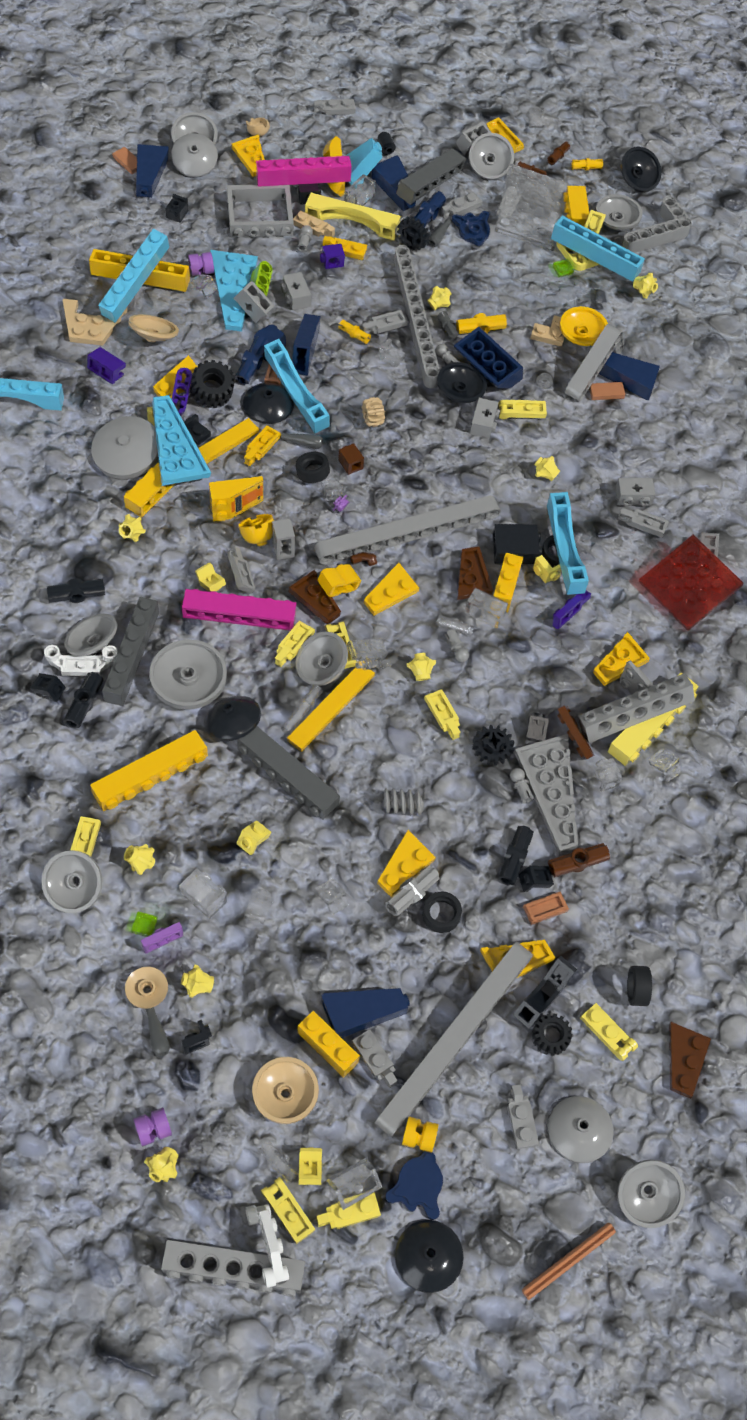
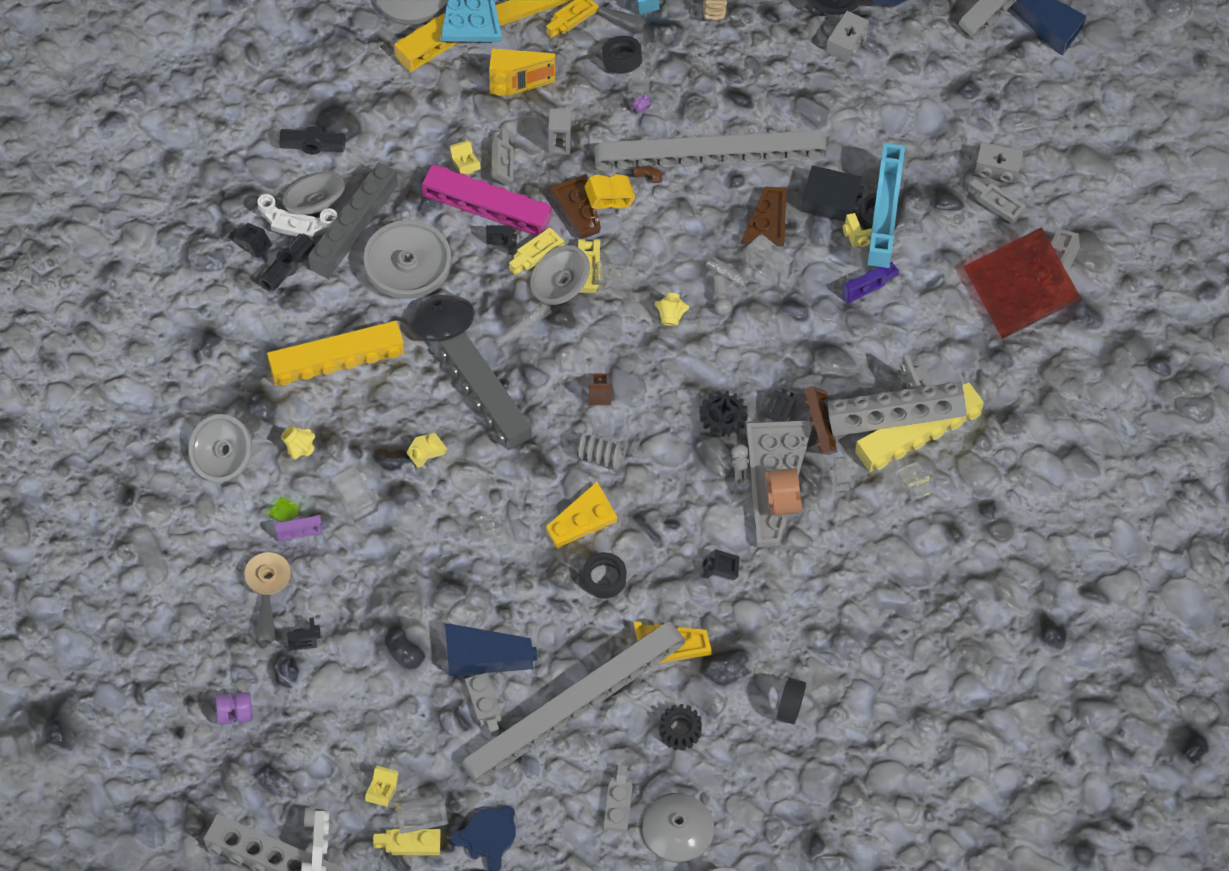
camera: 20 degrees right, 0 degrees up
(86, 835) = (249, 405): light yellow plate -> none
(131, 528) = (392, 82): light yellow rock -> none
(162, 1165) = (233, 746): light yellow rock -> none
(197, 981) = (321, 580): light yellow rock -> none
(257, 530) = (533, 114): yellow cylinder -> none
(261, 635) = (501, 235): none -> black bracket
(285, 1075) = (374, 695): tan dish -> none
(288, 1211) = (347, 823): light yellow plate -> none
(328, 1044) = (438, 675): yellow brick -> none
(329, 708) = (555, 331): yellow tile -> none
(351, 459) = (671, 53): reddish brown brick -> none
(384, 747) = (599, 388): none -> reddish brown slope
(391, 590) = (667, 216): yellow wing -> none
(412, 890) = (579, 544): light grey piece -> none
(428, 1134) = (505, 786): yellow wheel -> none
(443, 713) = (680, 366): light yellow hinge -> none
(508, 578) = (806, 233): yellow brick -> none
(515, 855) = (706, 536): black piece -> none
(522, 409) = (898, 35): light yellow plate -> none
(545, 908) = (721, 599): nougat tile -> none
(545, 993) = (687, 684): black arch -> none
(546, 468) = (900, 112): light yellow rock -> none
(567, 863) = (761, 558): reddish brown piece -> none
(571, 800) = (783, 491): none -> nougat brick
(606, 391) = (1013, 33): nougat tile -> none
(608, 1032) = (743, 740): light yellow plate -> none
(614, 663) = (917, 345): yellow wing -> none
(687, 1058) = (819, 789): reddish brown wing -> none

